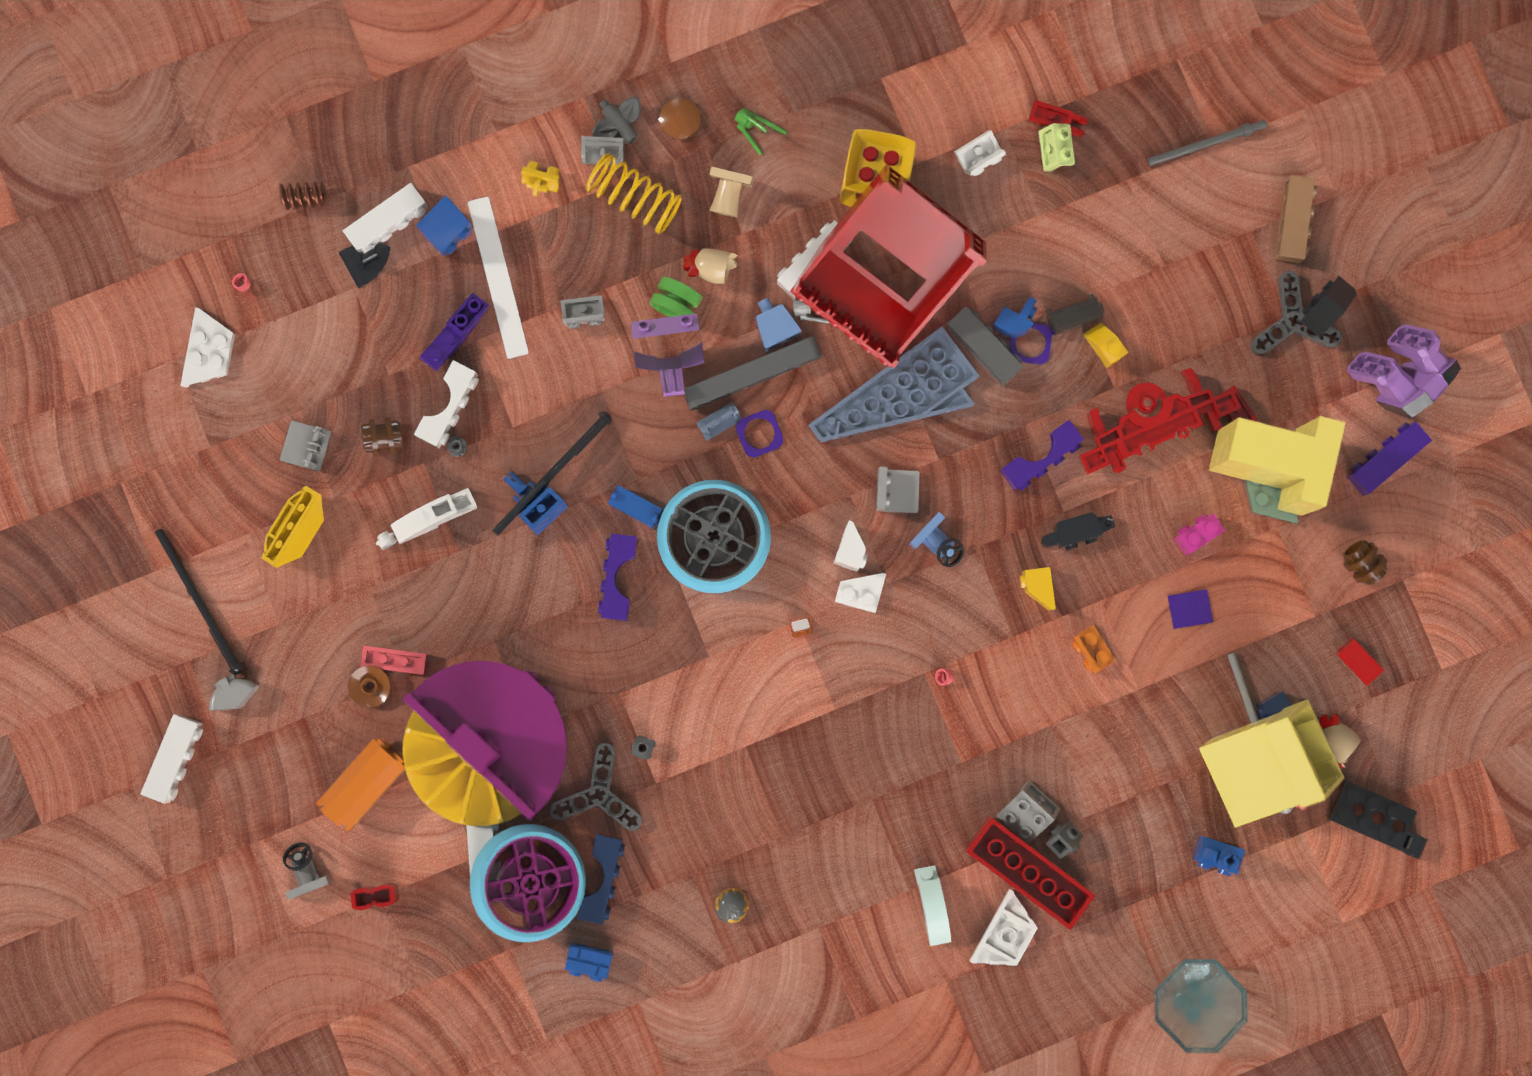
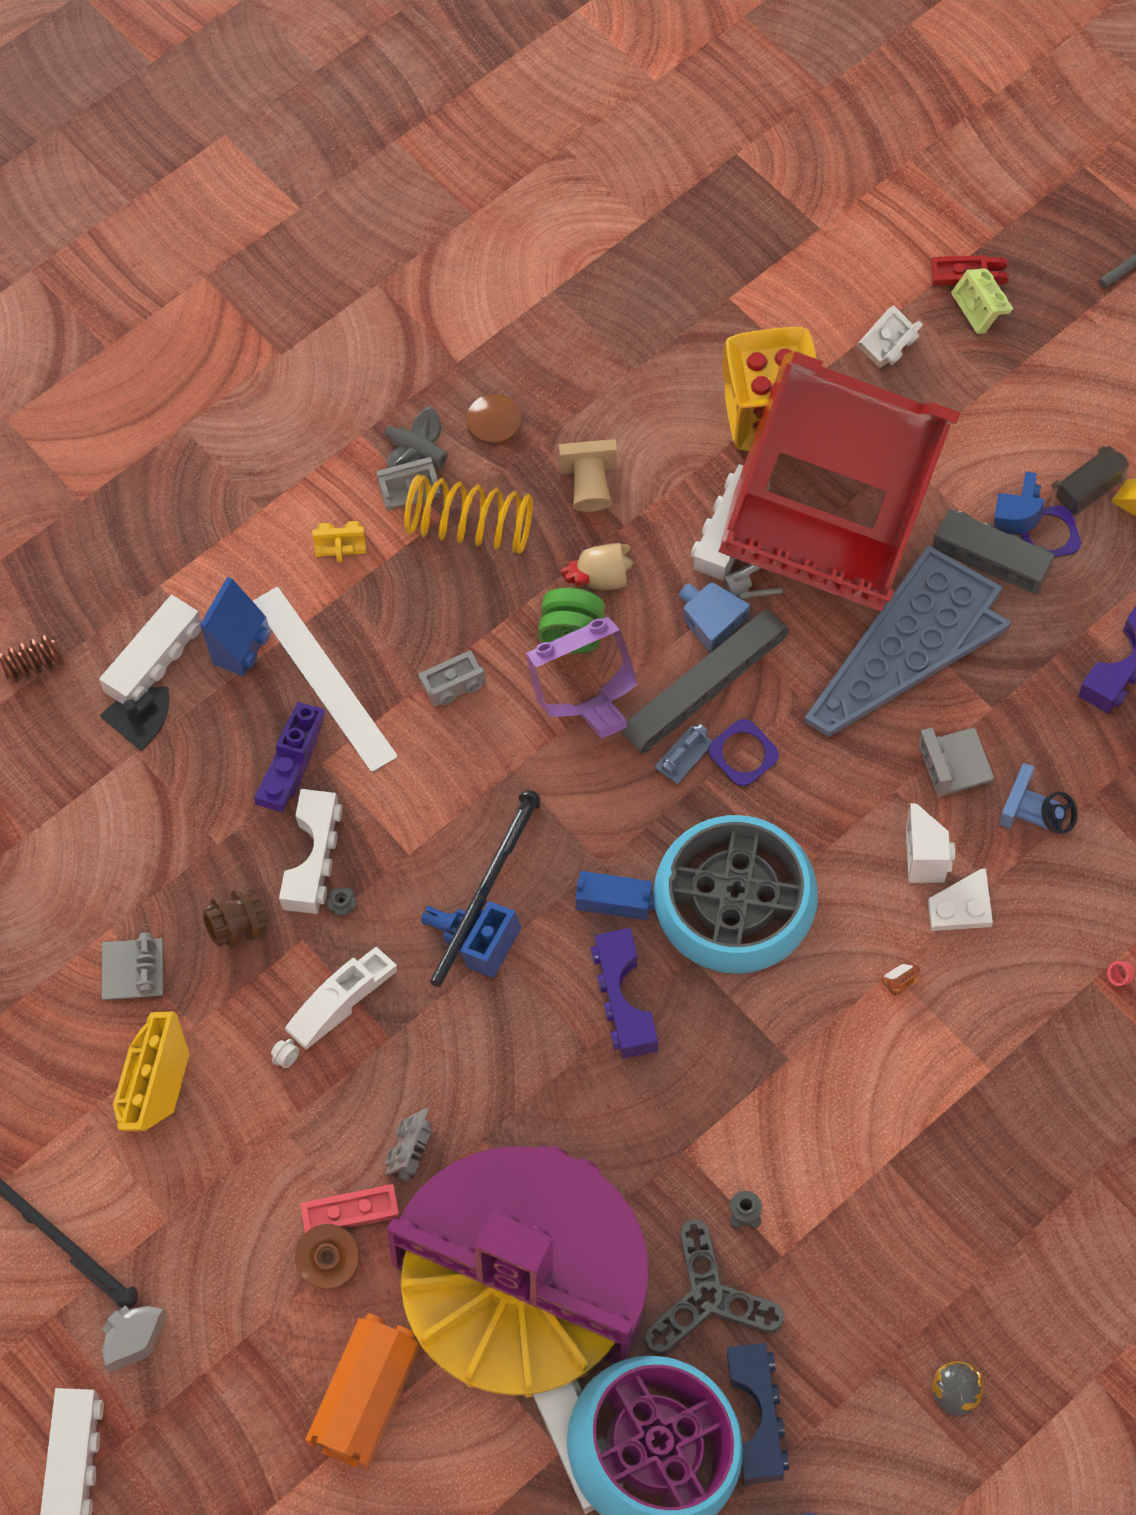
camera: 10 degrees left, 20 degrees down
(436, 638) = (412, 1134): none -> light grey hinge
(748, 119) = (580, 391): bright green plant -> none

